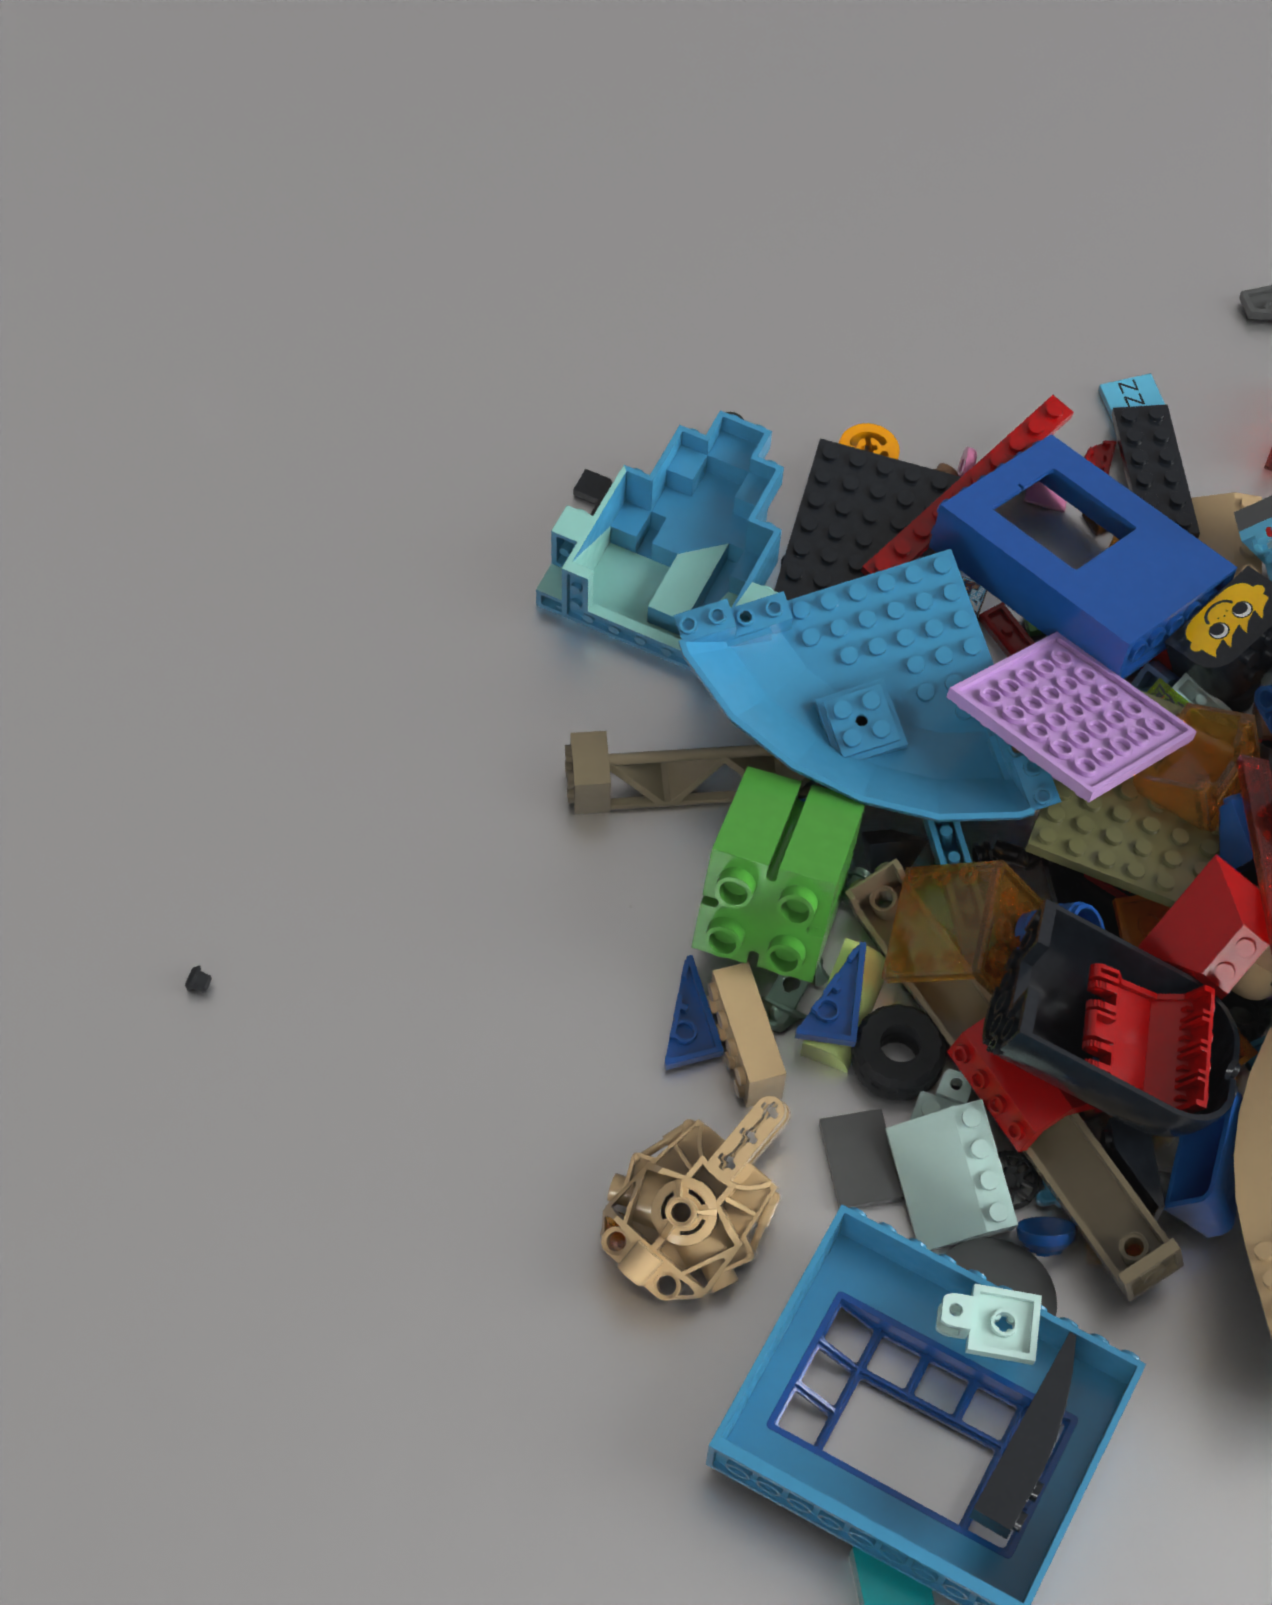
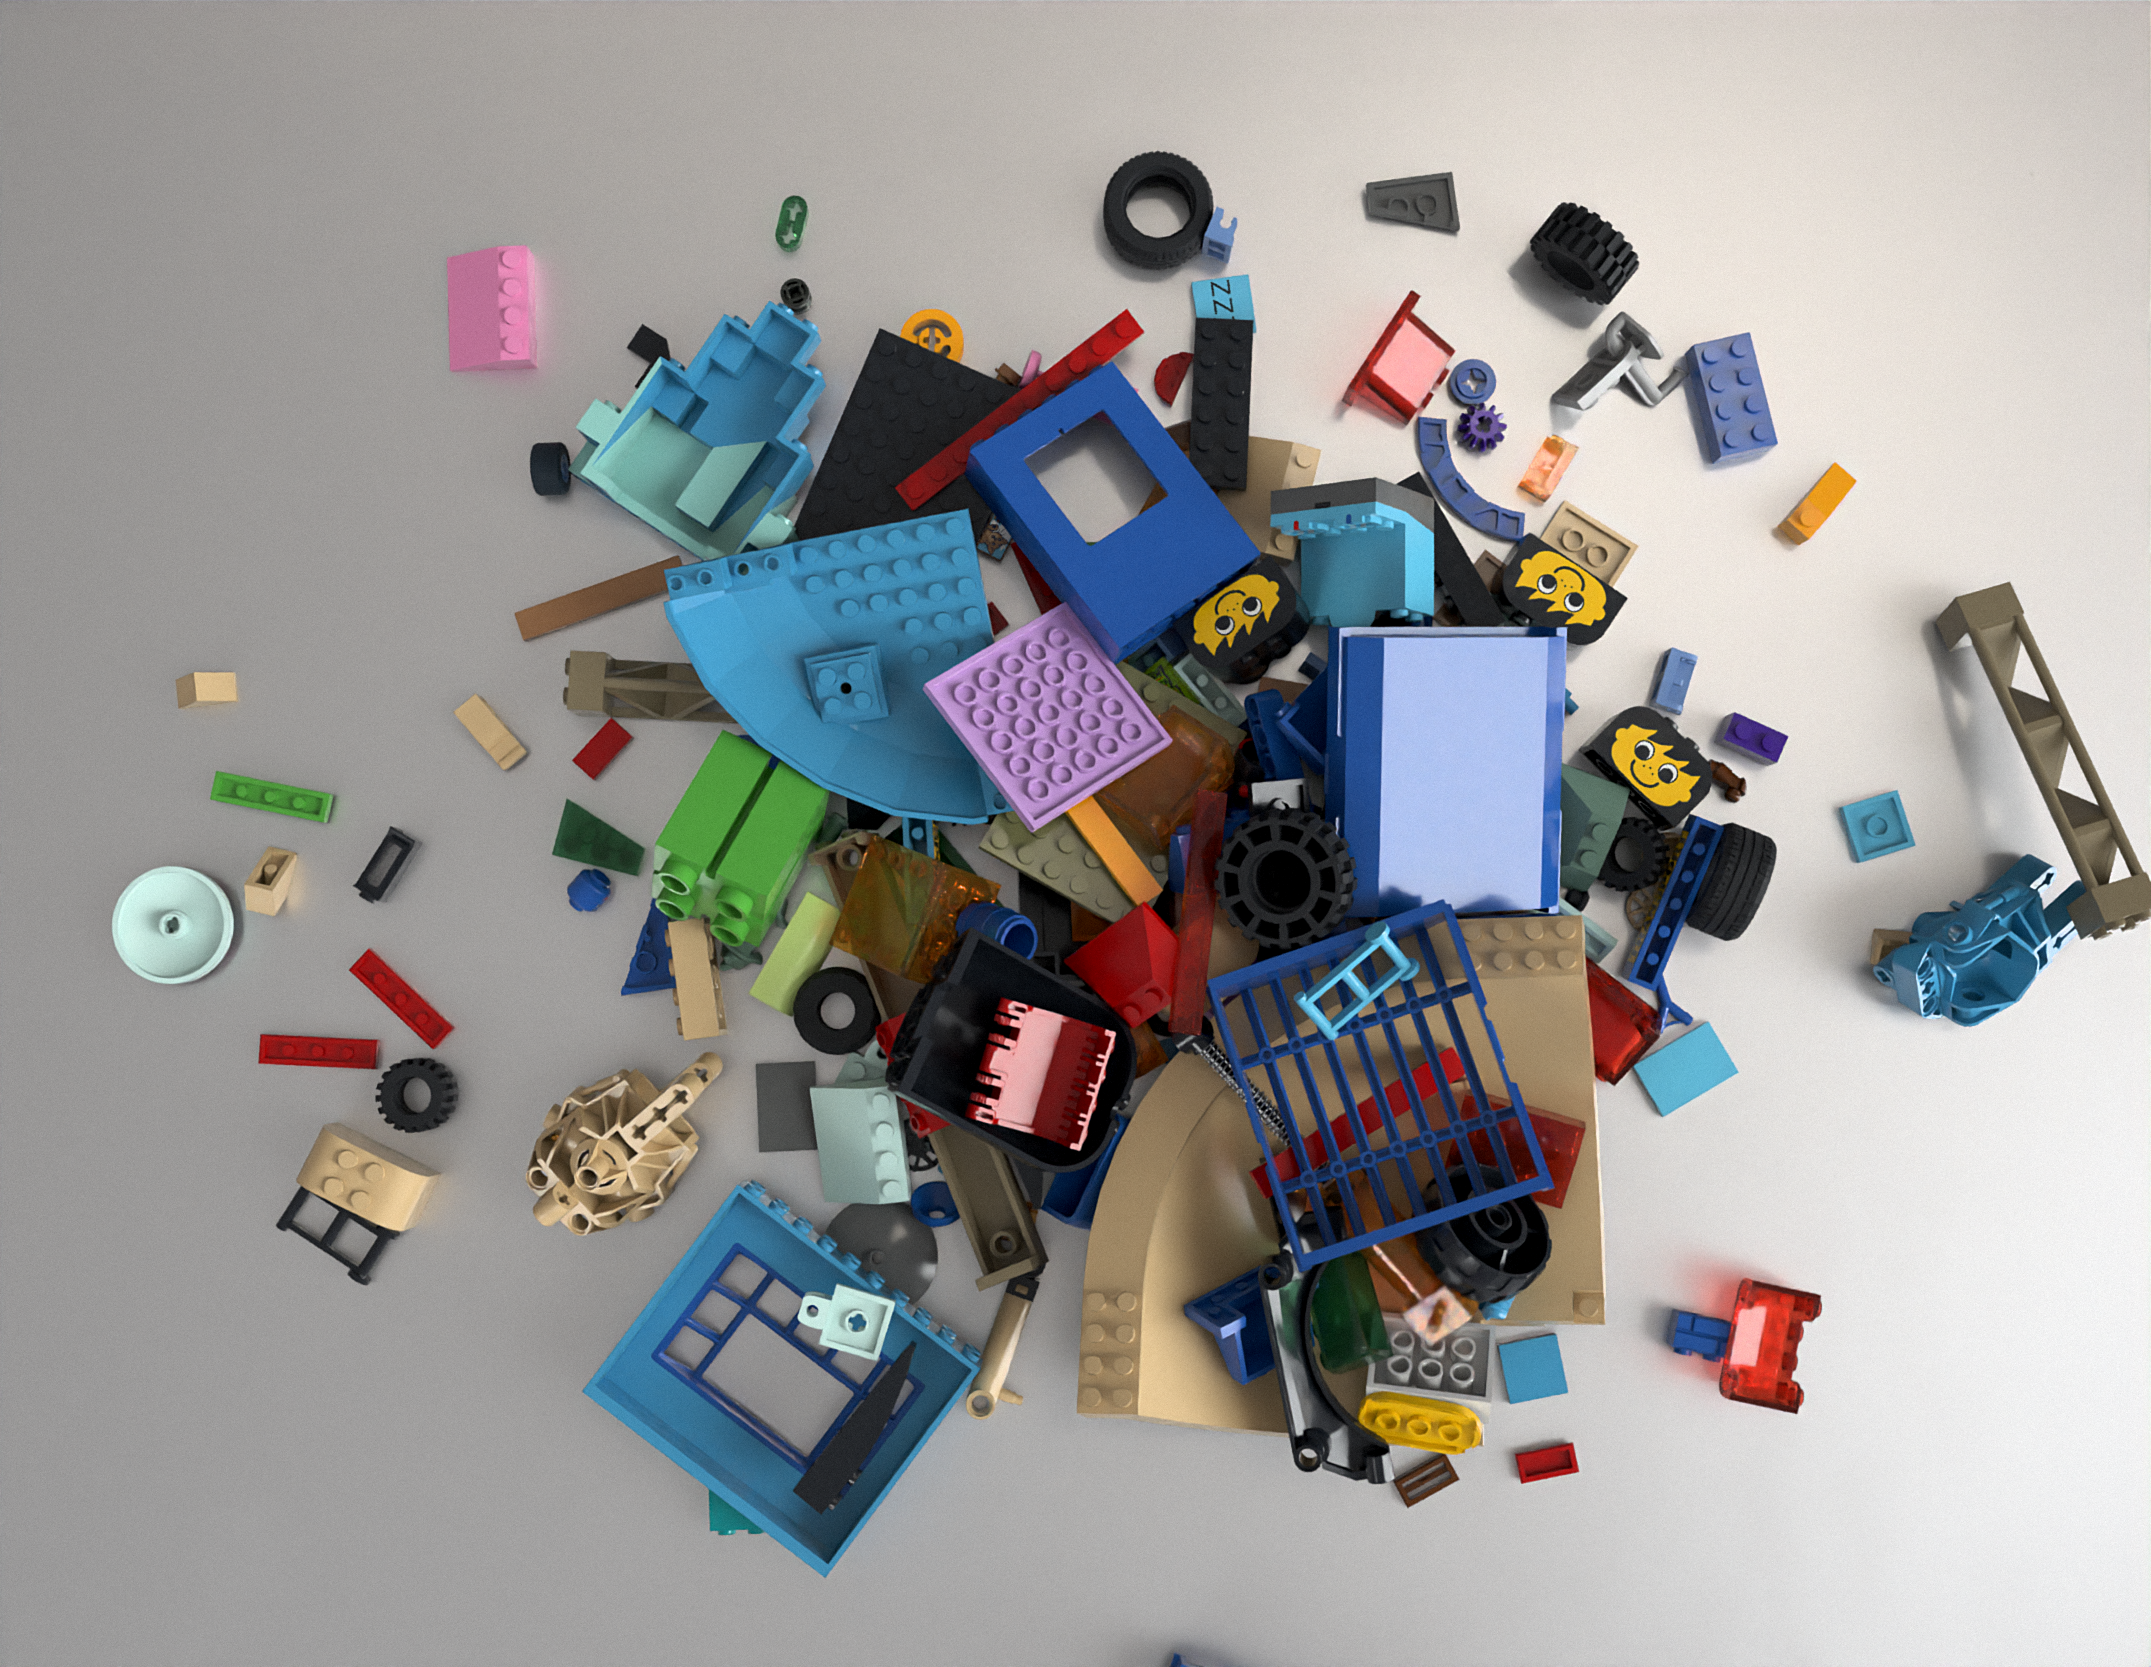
camera: 10 degrees right, 25 degrees up
(176, 1050) = (172, 925): none -> light aqua dish
(185, 828) = (206, 689): none -> tan slope
(198, 980) = (202, 851): black piece -> none
(267, 919) = (271, 797): none -> bright green plate
(274, 1000) = (270, 881): none -> tan slope
(344, 1165) = (319, 1051): none -> red tile
(398, 969) = (387, 866): none -> black window
(415, 1388) = (357, 1271): none -> black piece
(420, 1275) = (367, 1178): none -> tan brick
(428, 1102) = (402, 998): none -> red tile
(437, 471) = (492, 309): none -> bright pink slope
(457, 1165) = (393, 1095): none -> black tyre
(488, 832) = (490, 731): none -> tan piece
(517, 593) = (550, 468): none -> black wheel
(582, 705) = (595, 600): none -> medium nougat tile
(605, 839) = (603, 749): none -> red tile
(614, 926) = (595, 842): none -> clear green wing
(614, 968) = (589, 890): none -> blue head
(716, 377) = (785, 222): none -> clear green beam
(836, 1012) = (782, 971): blue wing -> none
(1064, 298) = (1164, 170): none -> black tyre
(1120, 342) = (1219, 240): none -> medium blue hinge
(1142, 1412) = (1003, 1343): none -> tan piece
(1156, 829) = (1114, 851): none -> light orange tile

